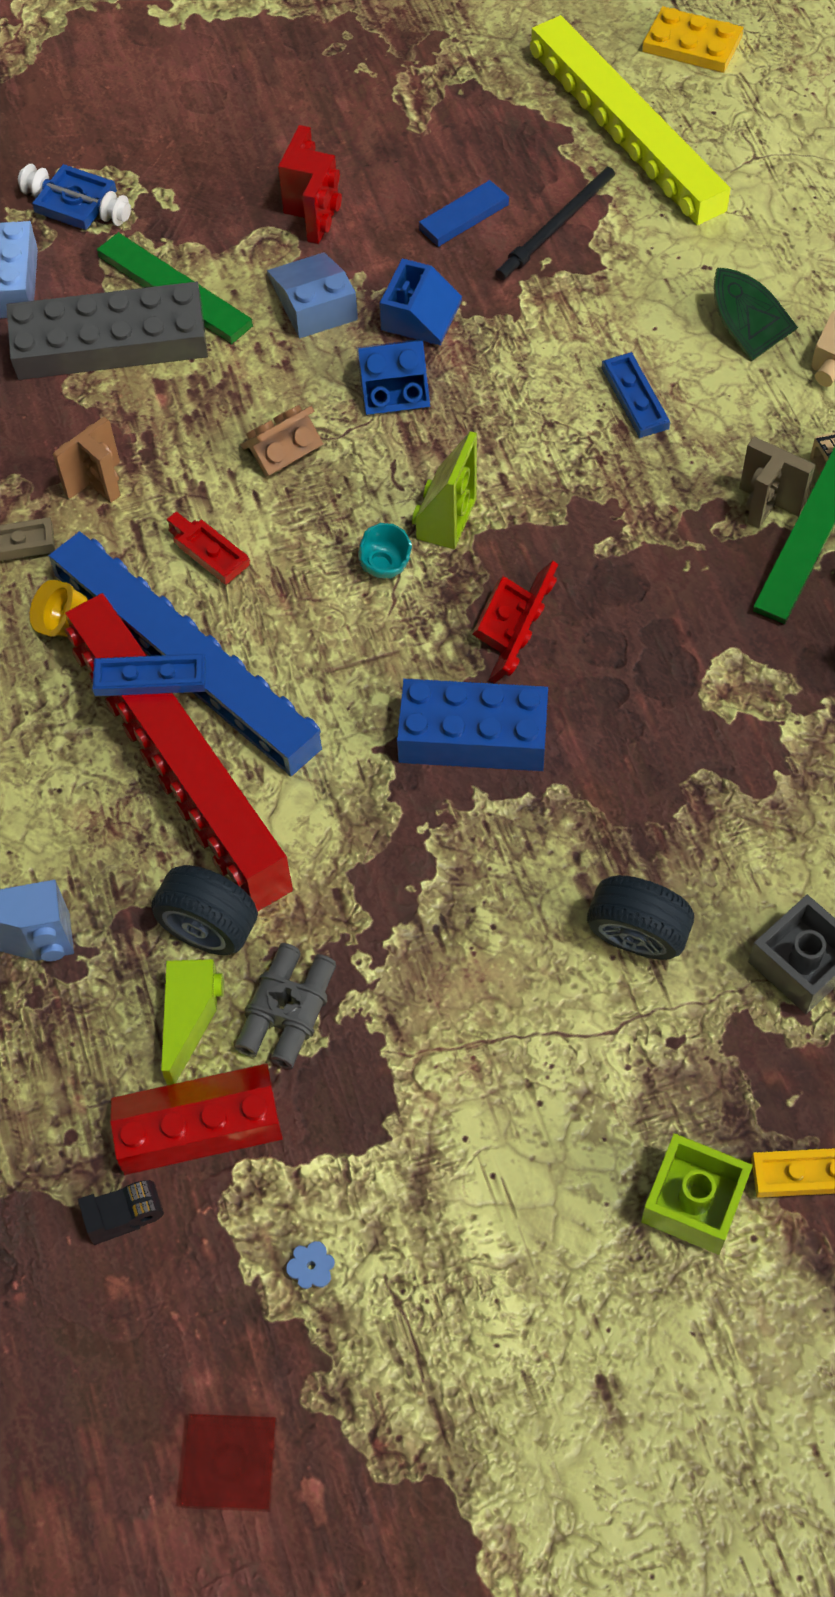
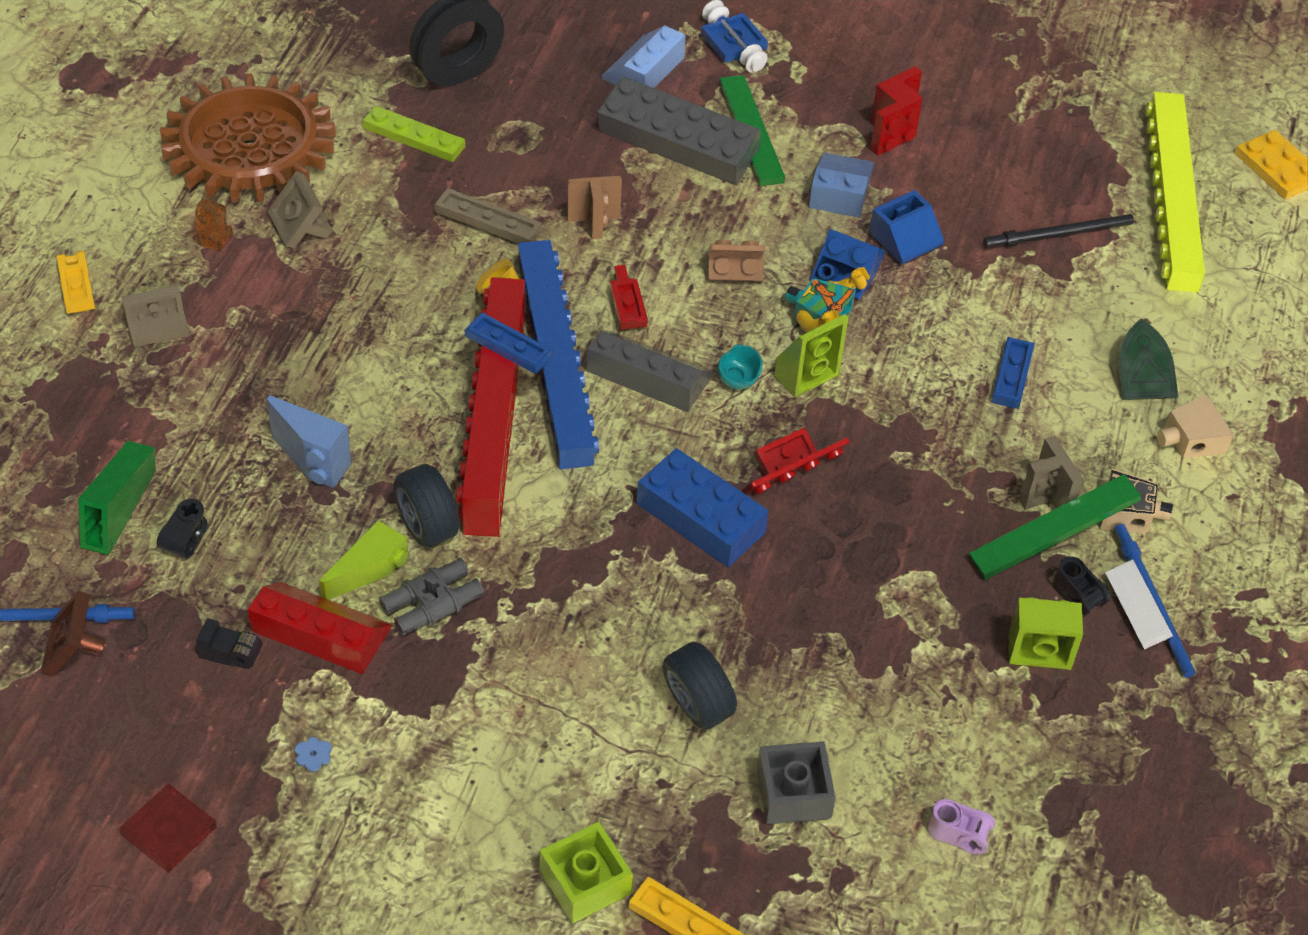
camera: 30 degrees right, 10 degrees down
(292, 611) = (646, 370): none -> dark grey slope
(409, 431) = (825, 299): none -> torso
(463, 213) = (997, 189): blue tile -> none

